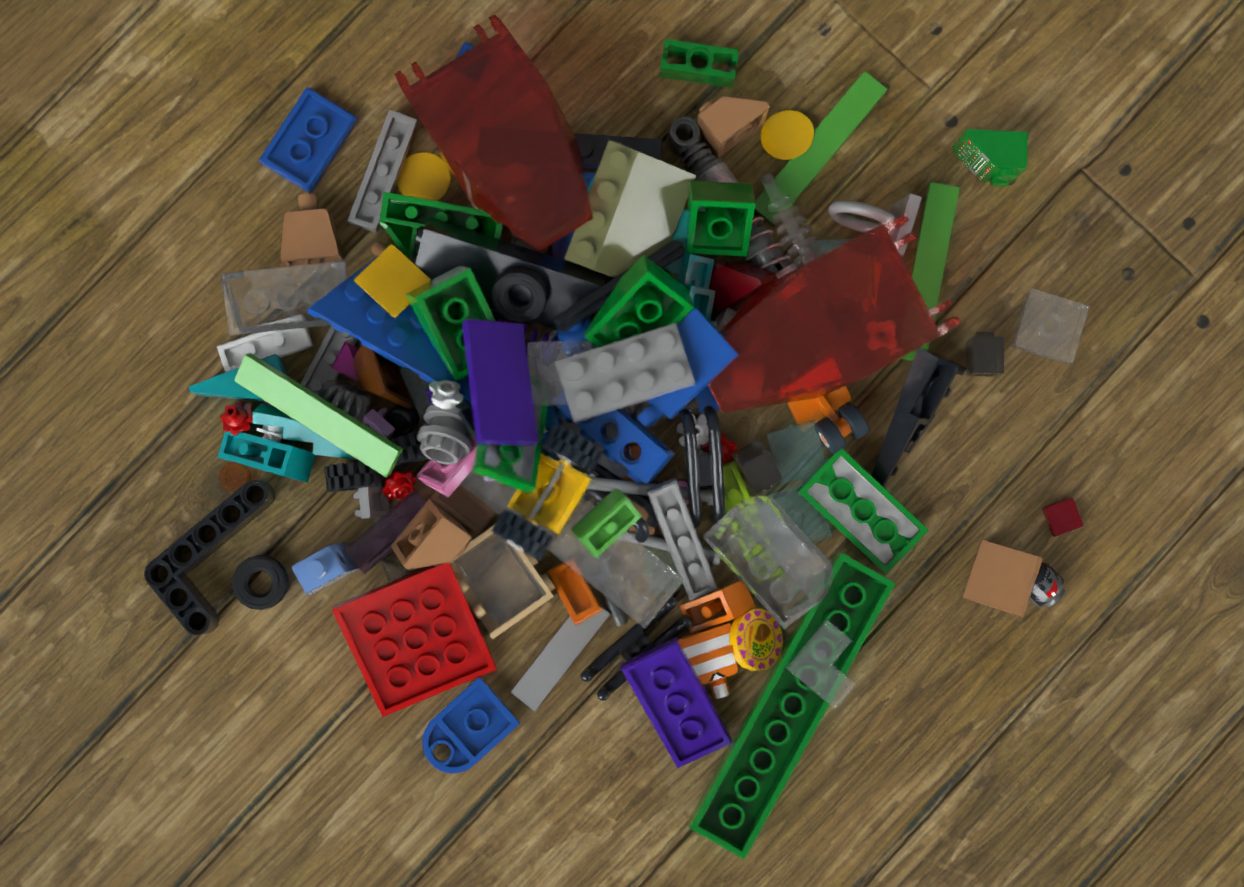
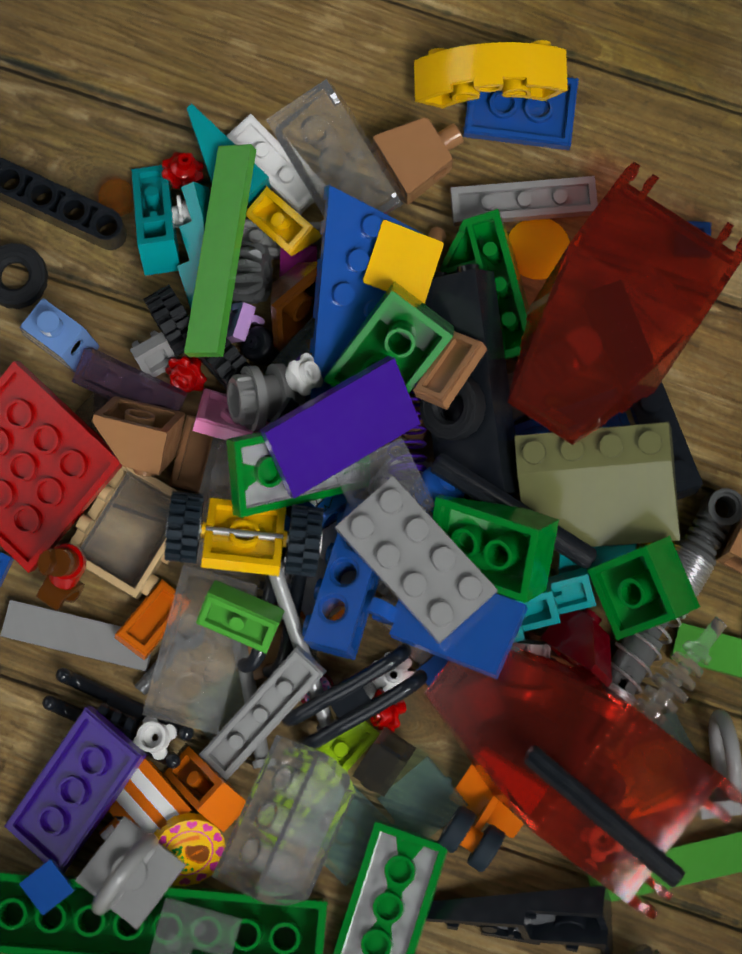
camera: 65 degrees right, 5 degrees down
(279, 128) = (516, 68): none -> yellow brick
(315, 359) = (282, 222): none -> yellow slope
(494, 283) = (450, 370): none -> medium nougat tile
(512, 643) = (63, 569): none -> reddish brown piece
(664, 618) = (165, 735): none -> white plate
(740, 752) = (47, 886): none -> blue tile
(757, 687) = (130, 873): none -> light grey tile
(873, 322) = (603, 816): none -> black axle

